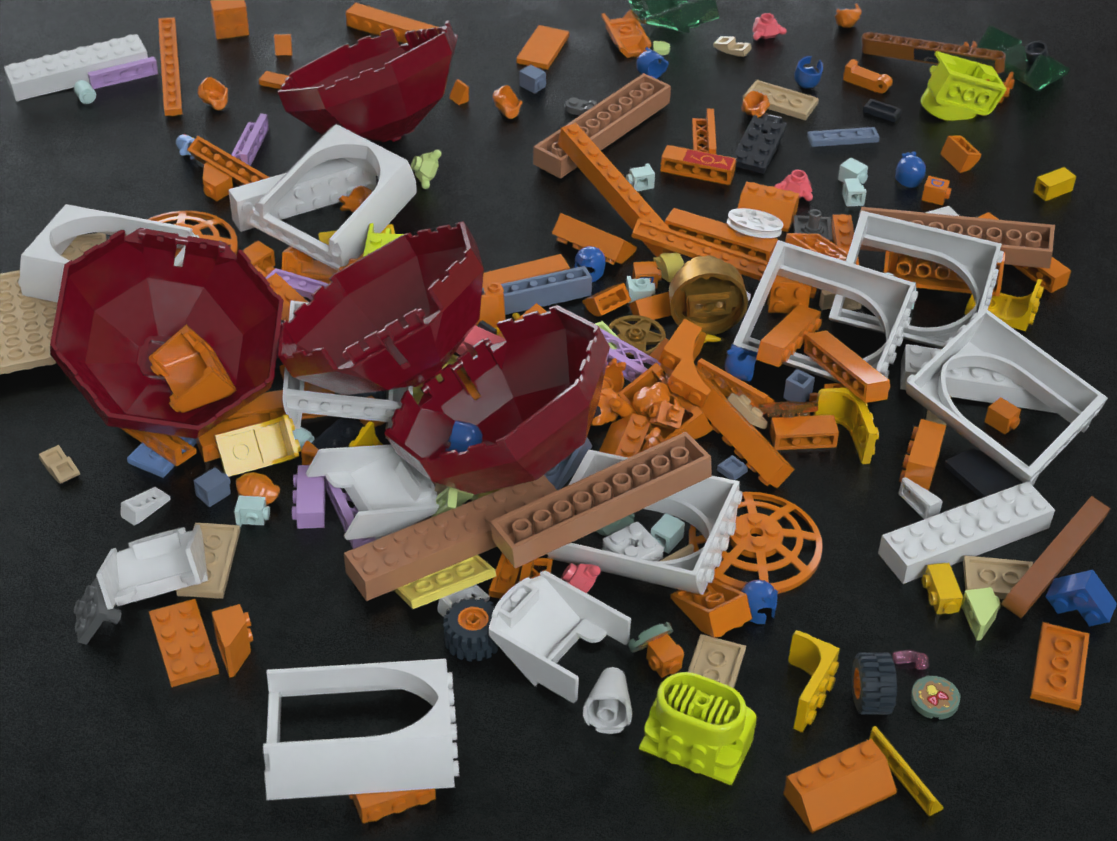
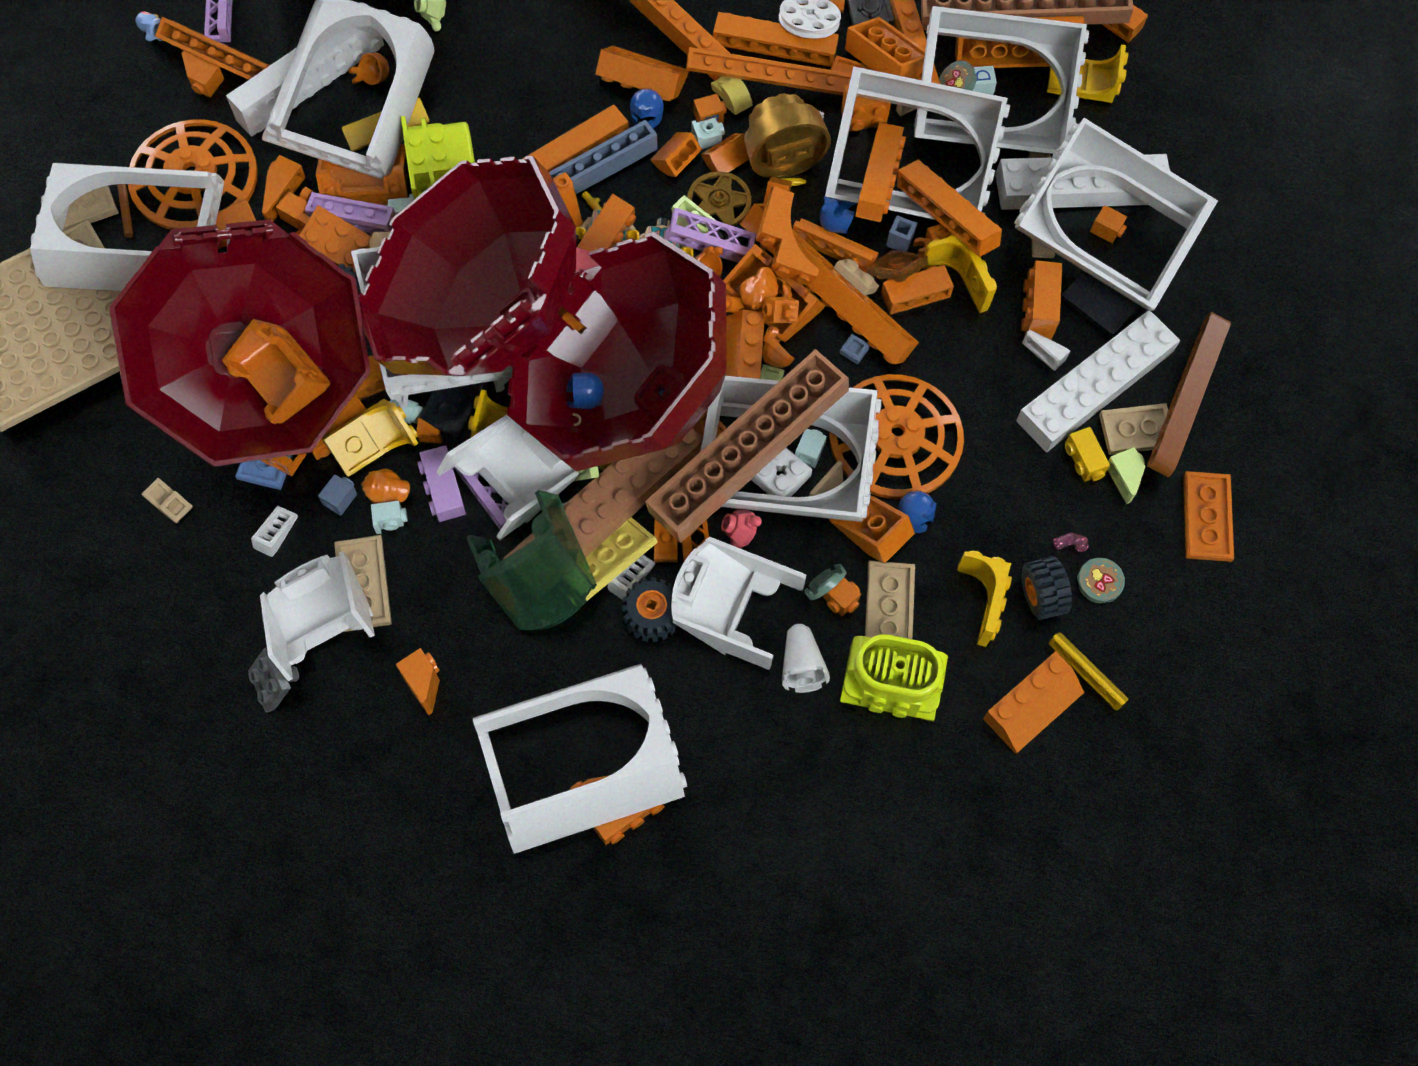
camera: 15 degrees left, 25 degrees up
(183, 643) = (370, 687): orange plate -> none
(375, 572) = (542, 579): none -> clear green windscreen
(1082, 593) = (1222, 436): blue brick -> none

